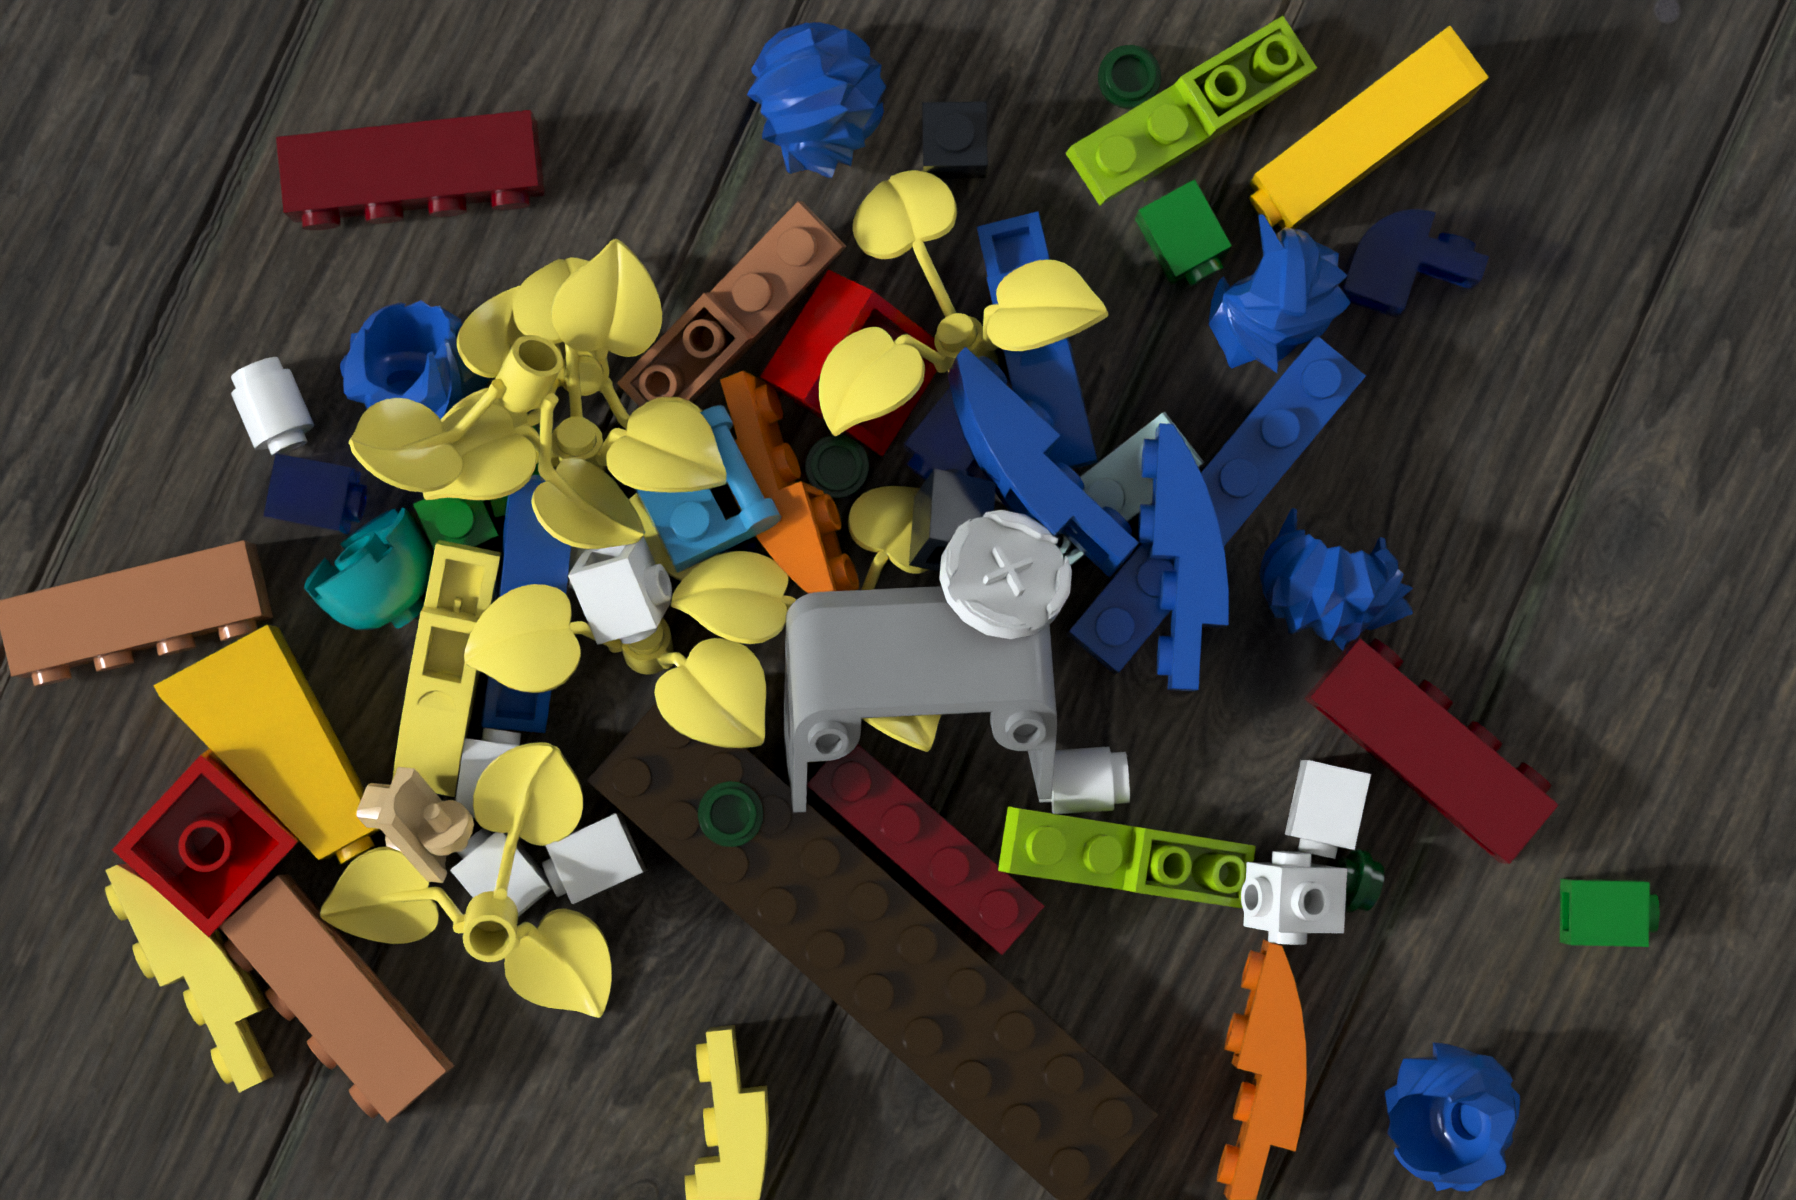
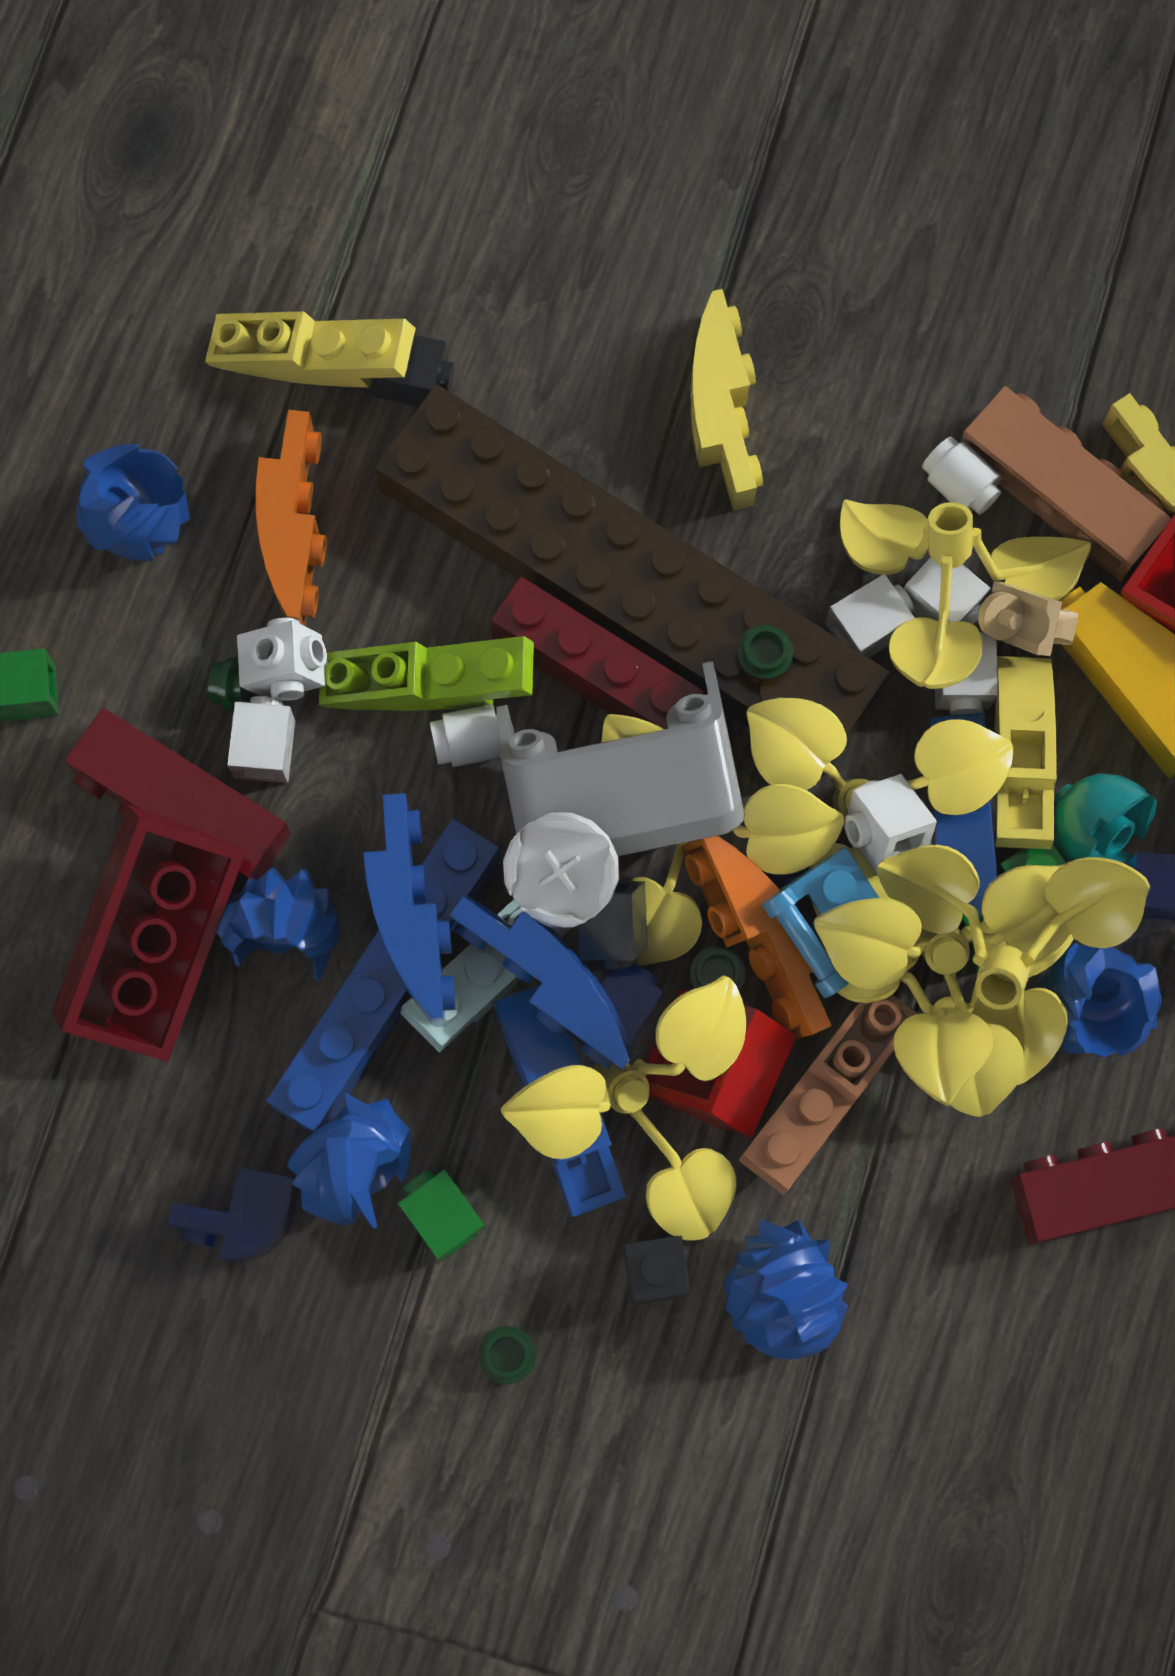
camera: 165 degrees right, 10 degrees down
(455, 1022) = (962, 475): none -> white brick
(1191, 111) = (447, 1327): lime slope -> none
(1368, 131) = (287, 1325): yellow slope -> none
(1482, 585) = (147, 934): none -> dark red slope

